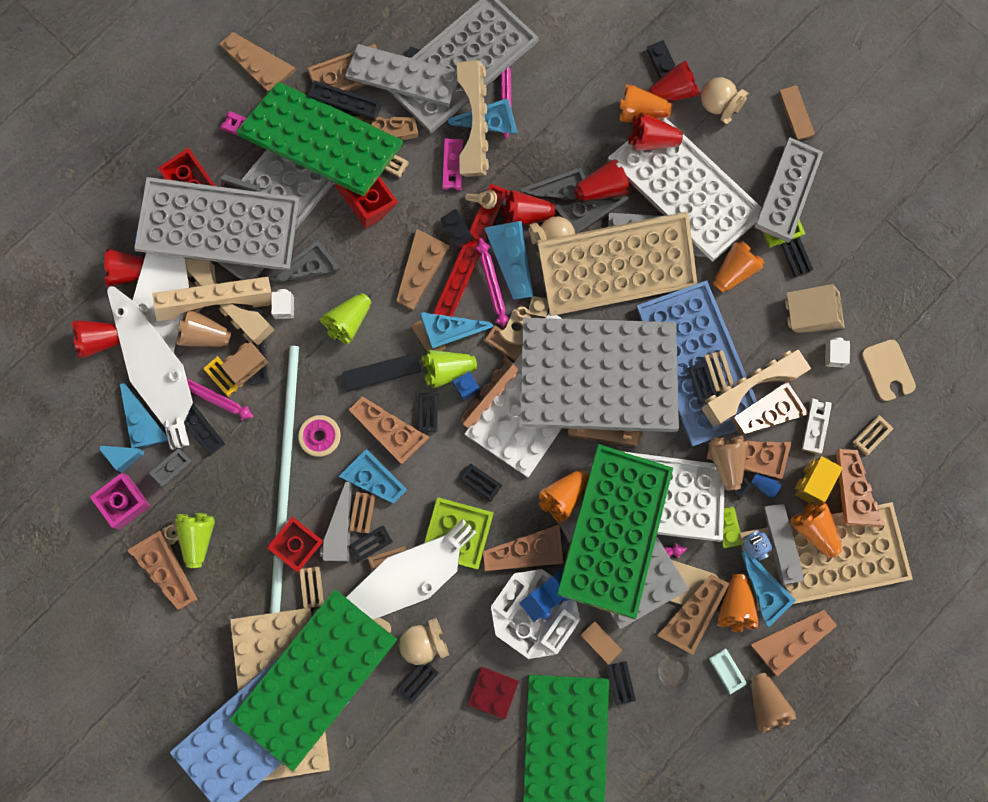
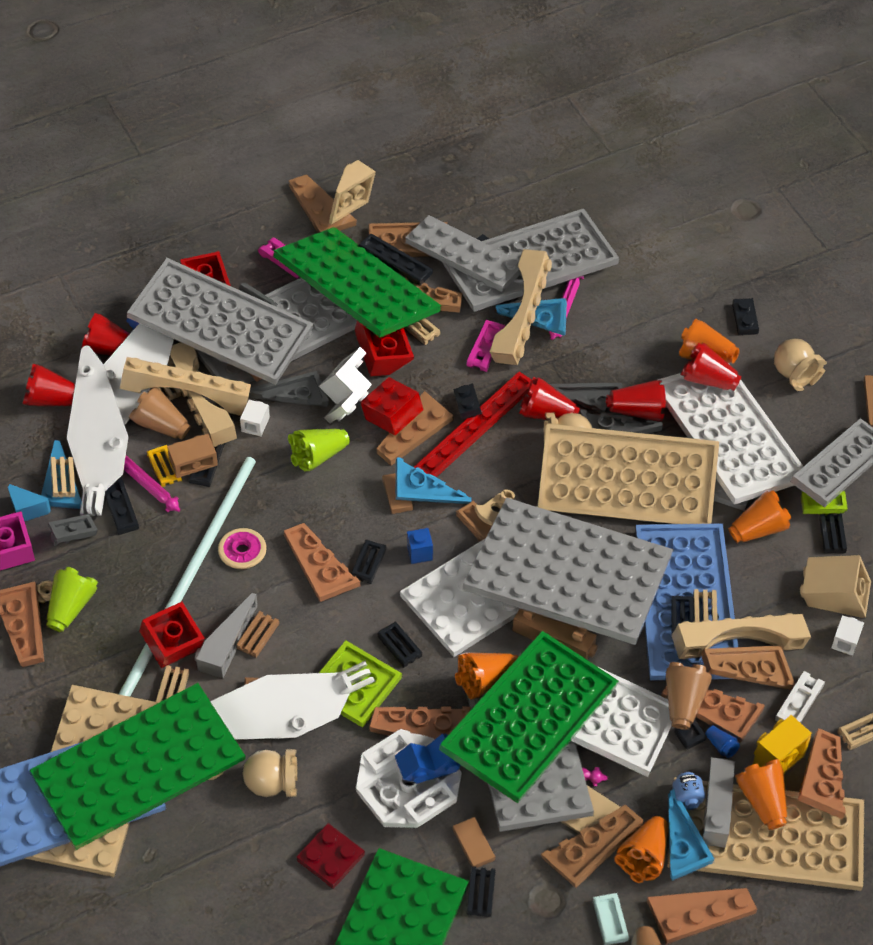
camera: 15 degrees right, 25 degrees down
(135, 407) = (62, 462): none -> tan tile
(282, 41) = (352, 190): none -> tan slope
(350, 252) = (346, 386): none -> white bracket
(373, 477) = (284, 603): dark azure wing -> none
(376, 549) = (255, 670): black tile -> none
(381, 372) = (334, 509): black tile -> none
(395, 256) = (392, 406): none -> red brick
(406, 694) = (248, 814): black tile -> none
(446, 366) = (403, 517): lime cone -> none
(486, 199) = (509, 380): tan plate -> none
(489, 392) = (449, 553): nougat wing -> none
(492, 283) = (485, 465): dark pink wheel -> none
(511, 254) = (516, 434): dark azure wing -> none
(538, 307) = (528, 496): tan plate -> none
(676, 84) = (752, 337): red cone -> none
(730, 529) = (663, 772): lime plate -> none

